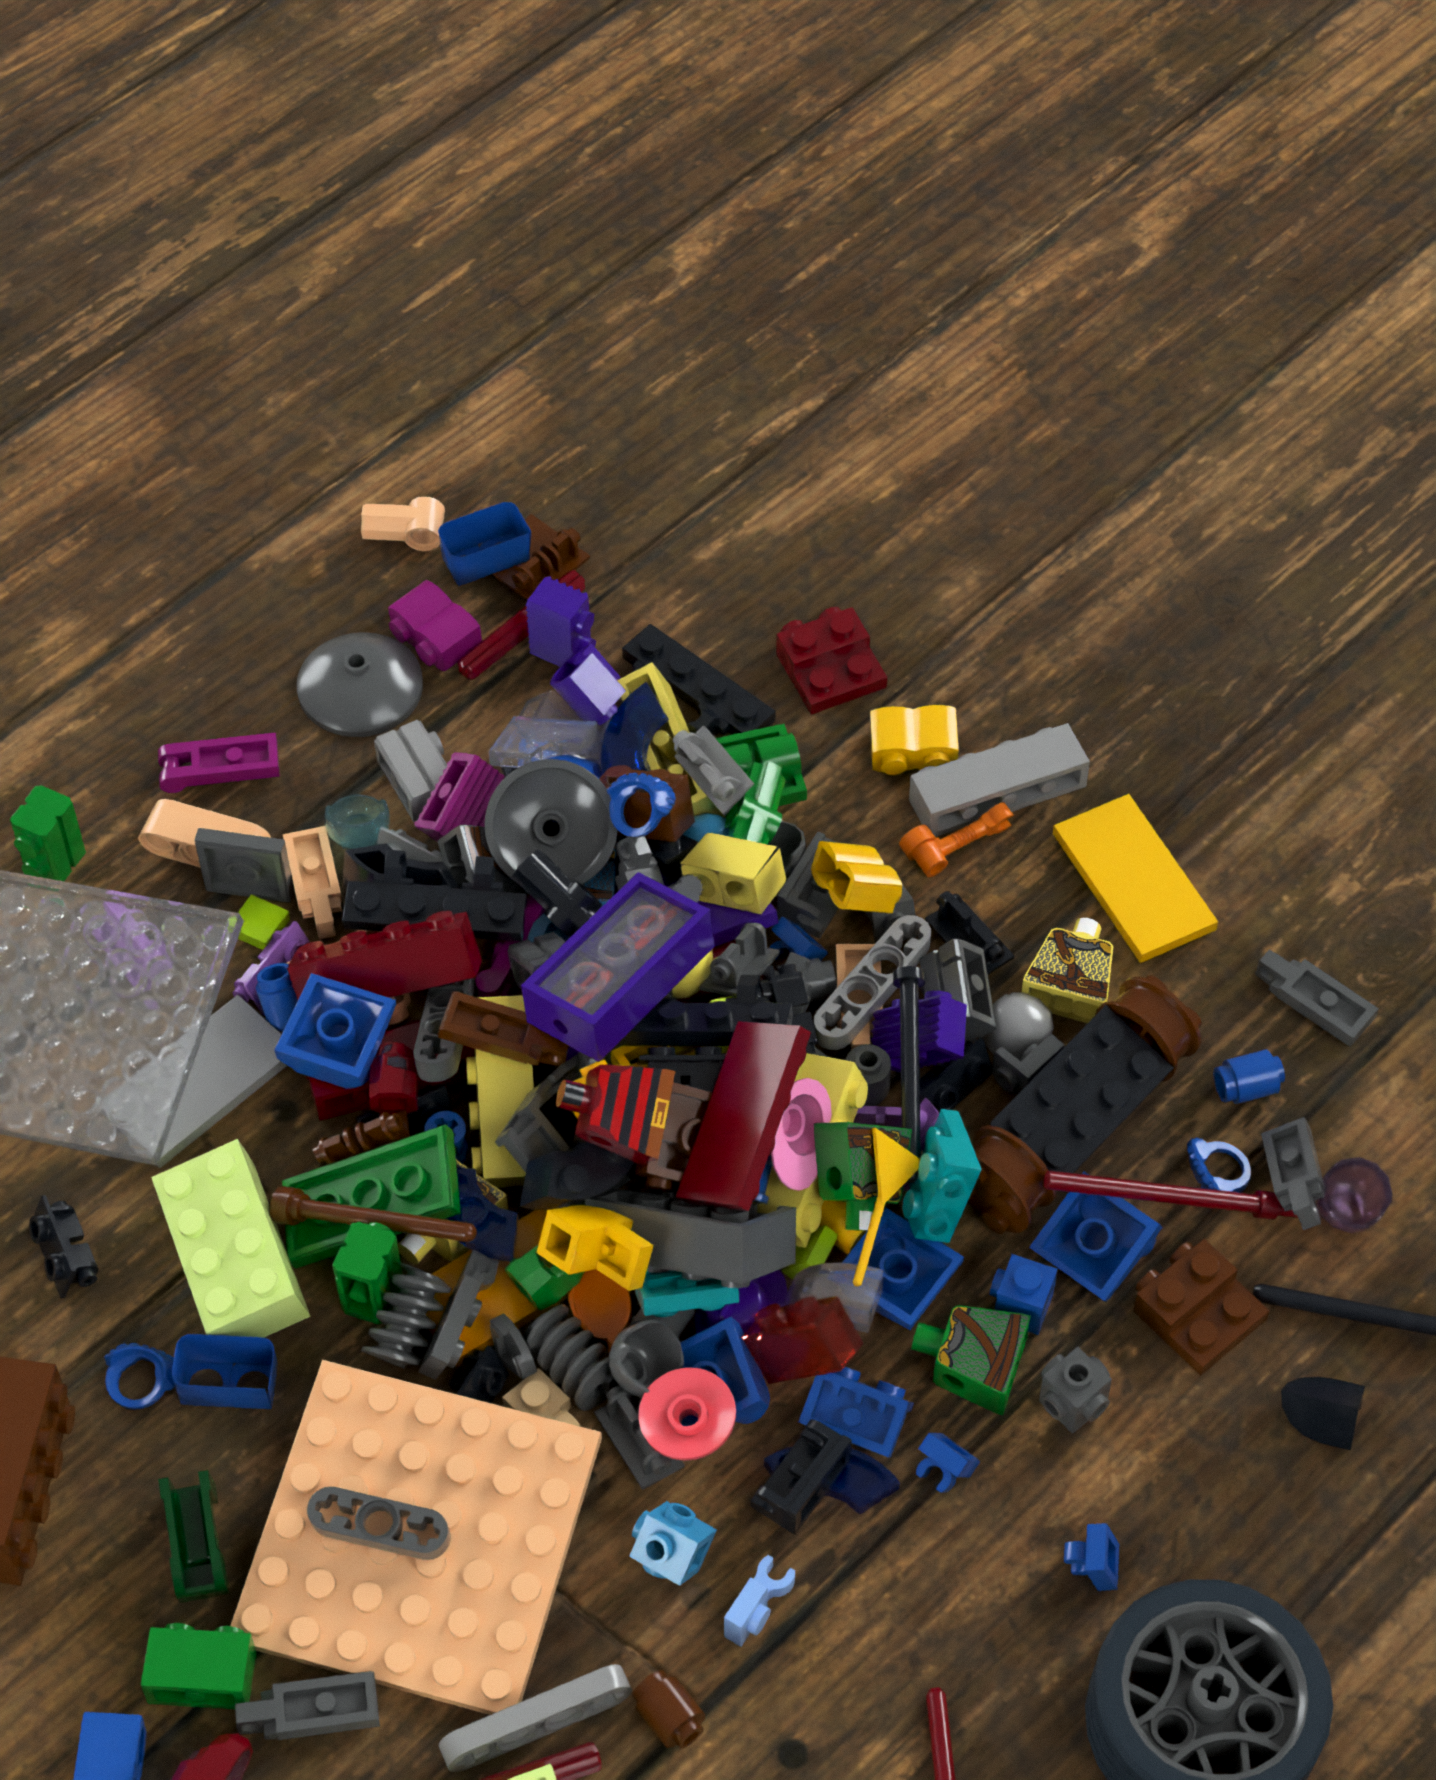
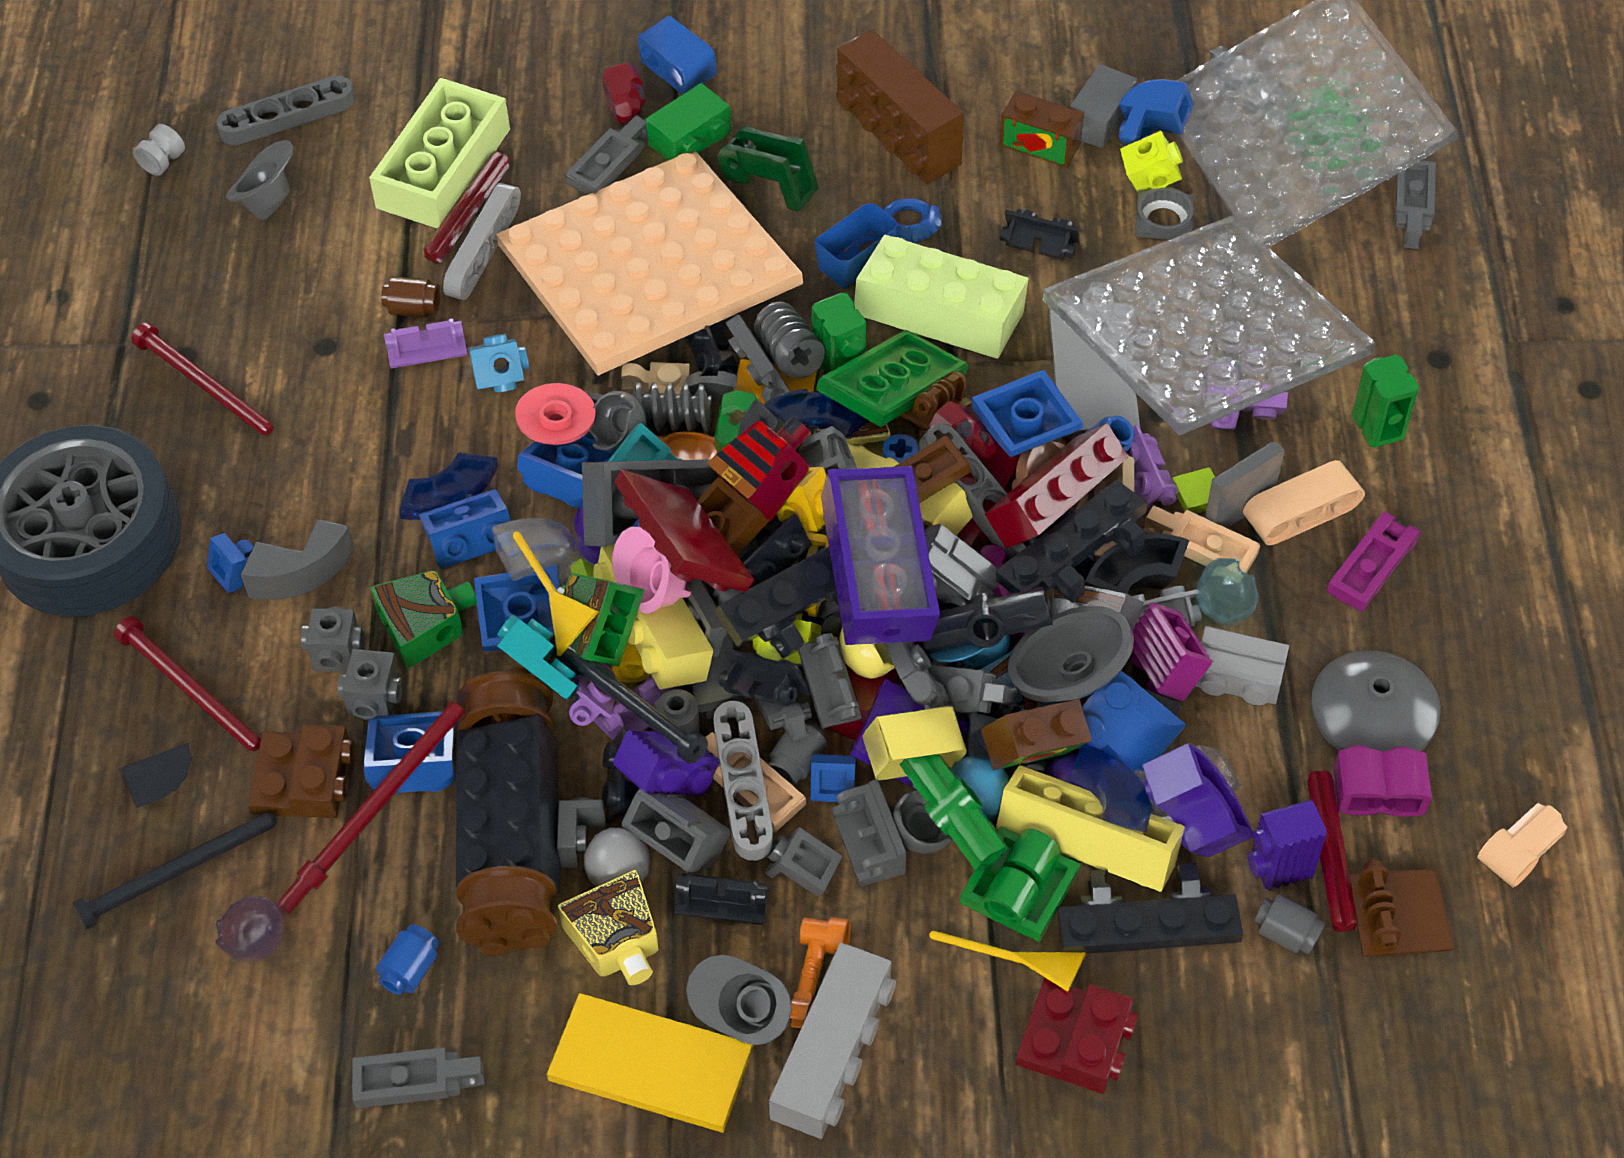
camera: 135 degrees right, 0 degrees up
(292, 1206) = (932, 338): reddish brown piece -> none
(417, 1519) = (634, 240): dark grey beam -> none
(486, 527) = (1454, 837): blue piece -> none
(540, 739) = (1167, 715): clear tile -> none
(595, 1238) = (715, 426): yellow brick -> none
(614, 602) = (1289, 924): none -> dark grey brick
(661, 799) = (1036, 705): blue piece -> none
(704, 1648) = (436, 343): none -> medium lavender hinge
(711, 768) = (997, 790): light grey hinge -> none
(750, 1608) = (415, 374): light blue plate -> none
(796, 709) = (1055, 966): none -> yellow piece
(802, 1339) = (529, 498): clear red brick -> none
(803, 1476) = (455, 451): black hinge -> none
(856, 877) = (829, 826): yellow brick -> none
(912, 737) = (932, 1015): yellow brick -> none
(949, 1457) = (379, 542): blue tile -> none
(1025, 1289) = (425, 670): blue brick -> none
(1035, 839) = (739, 999): none -> dark grey piece
(1057, 1498) = (286, 573): none -> dark grey brick
(1082, 1314) = (370, 684): none -> dark grey brick
(1198, 1153) = (359, 858): blue piece -> none
(1241, 1569) = (130, 632): none -> dark red bar
(1295, 1170) = (307, 906): dark grey hinge -> none

